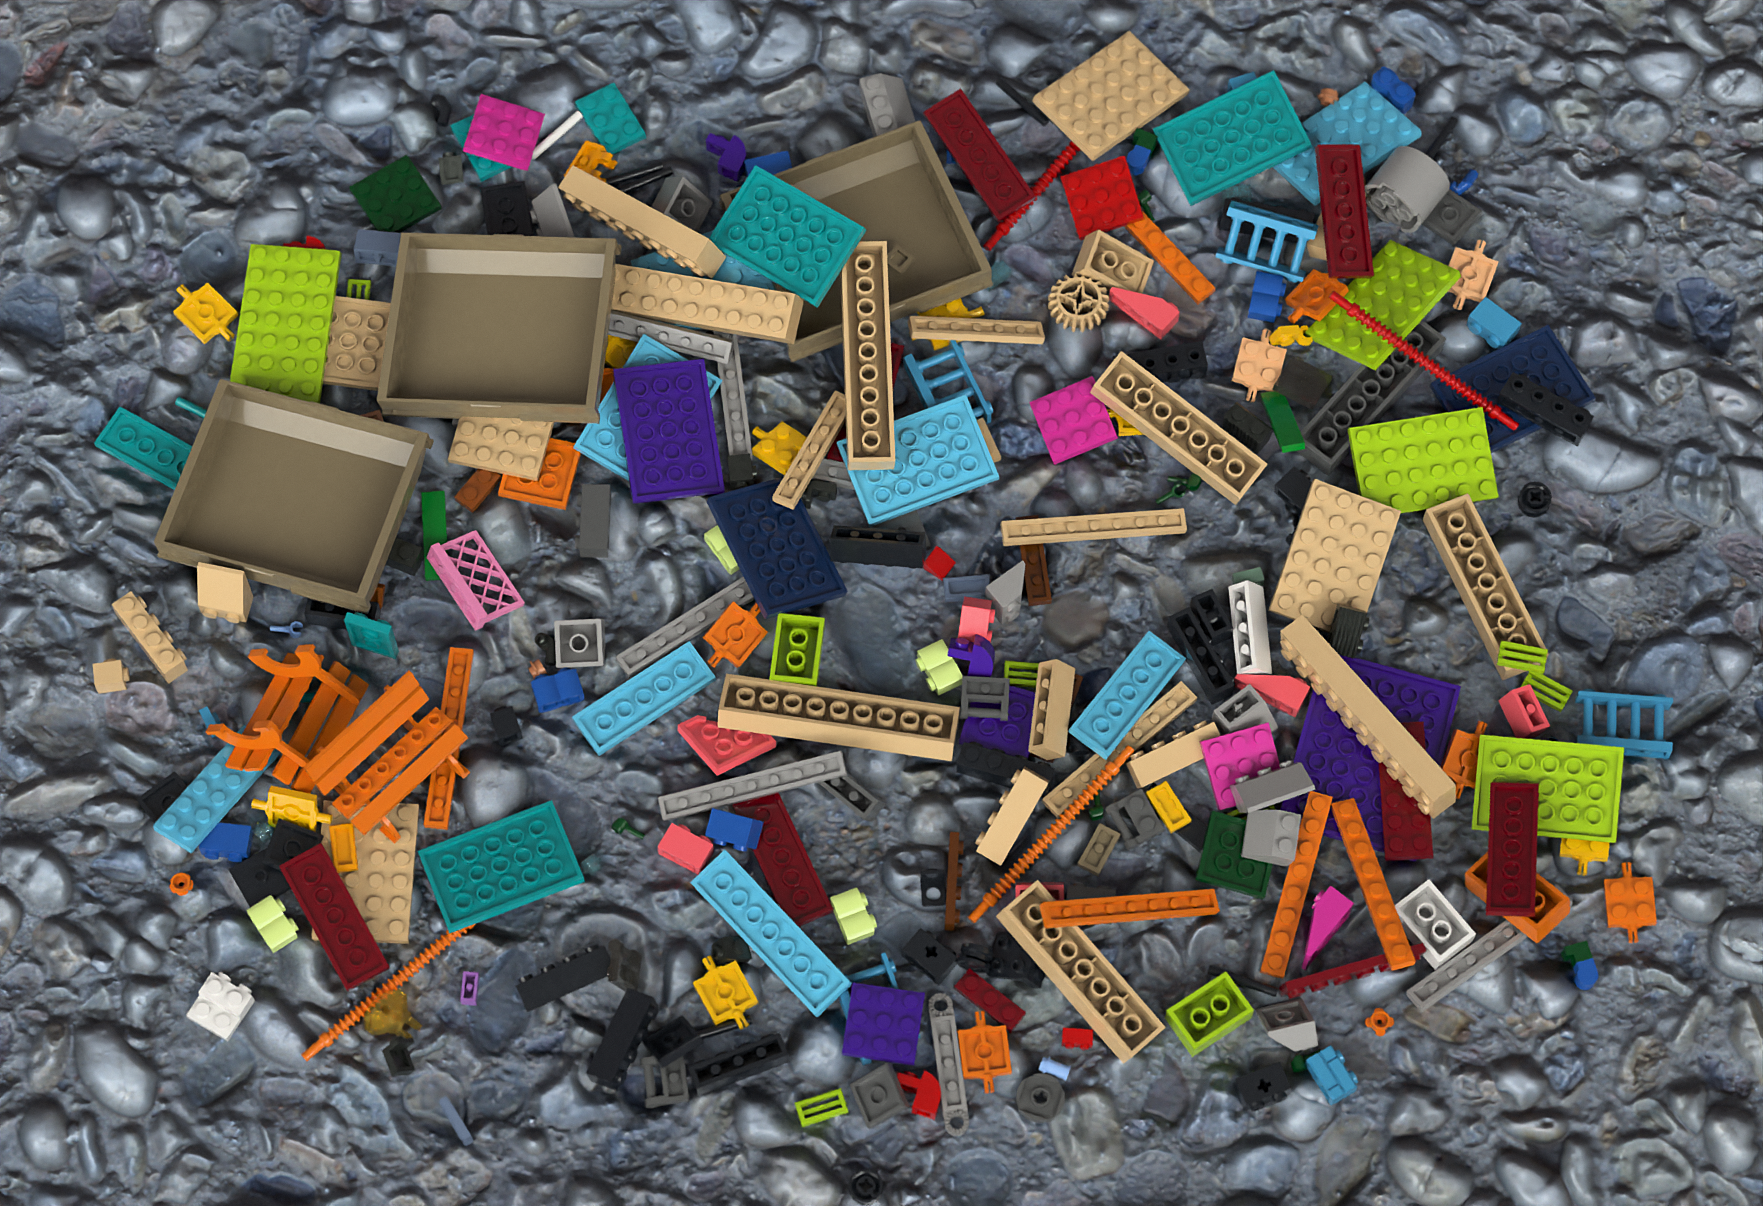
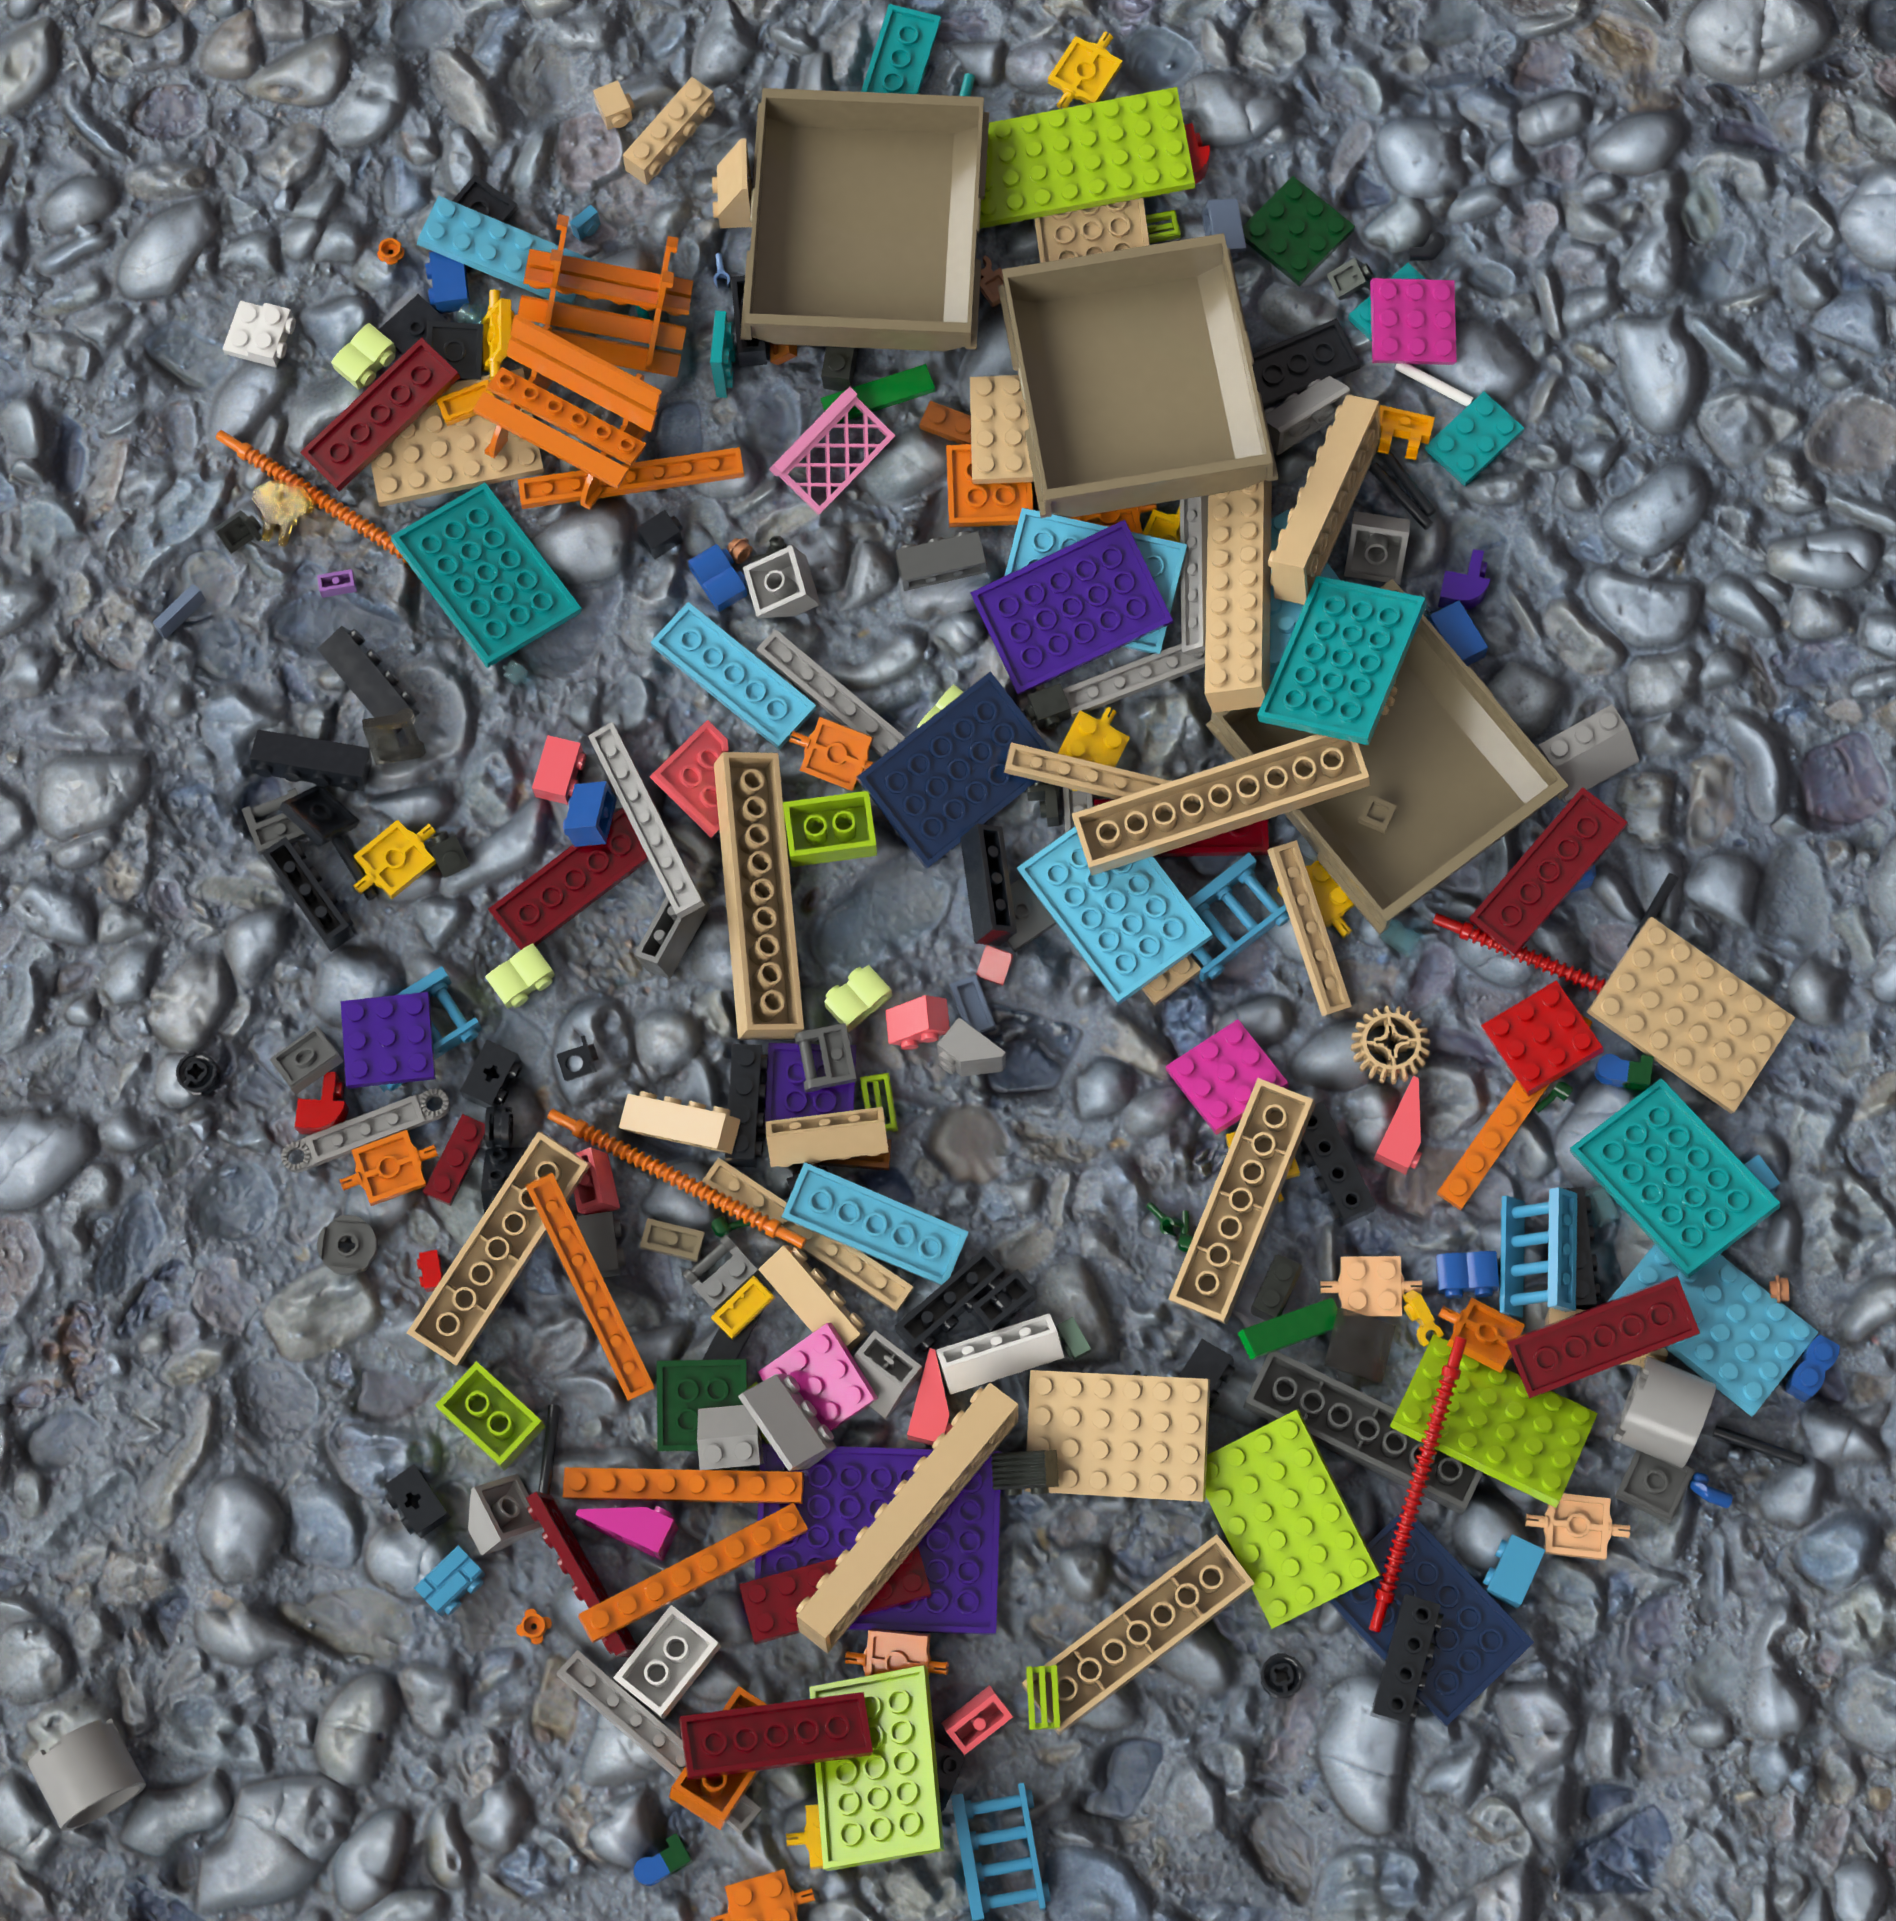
camera: 80 degrees right, 5 degrees up
(621, 825) = (573, 693): dark green hand -> none
(771, 933) = (472, 888): medium azure plate -> none
(824, 1116) = (296, 1021): lime tile -> none
(953, 891) = (601, 1077): reddish brown plate -> none
(979, 653) = (879, 1035): dark purple brick -> none
(1036, 572) = (1027, 1074): reddish brown plate -> none
(1054, 1068) = (388, 1252): light blue pin -> none
(1093, 527) = (1087, 1133): tan plate -> none
(1112, 263) = (1453, 1075): tan slope -> none
(1298, 1063) = (461, 1539): dark green hand -> none
(1552, 684) = (1015, 1770): lime tile -> none

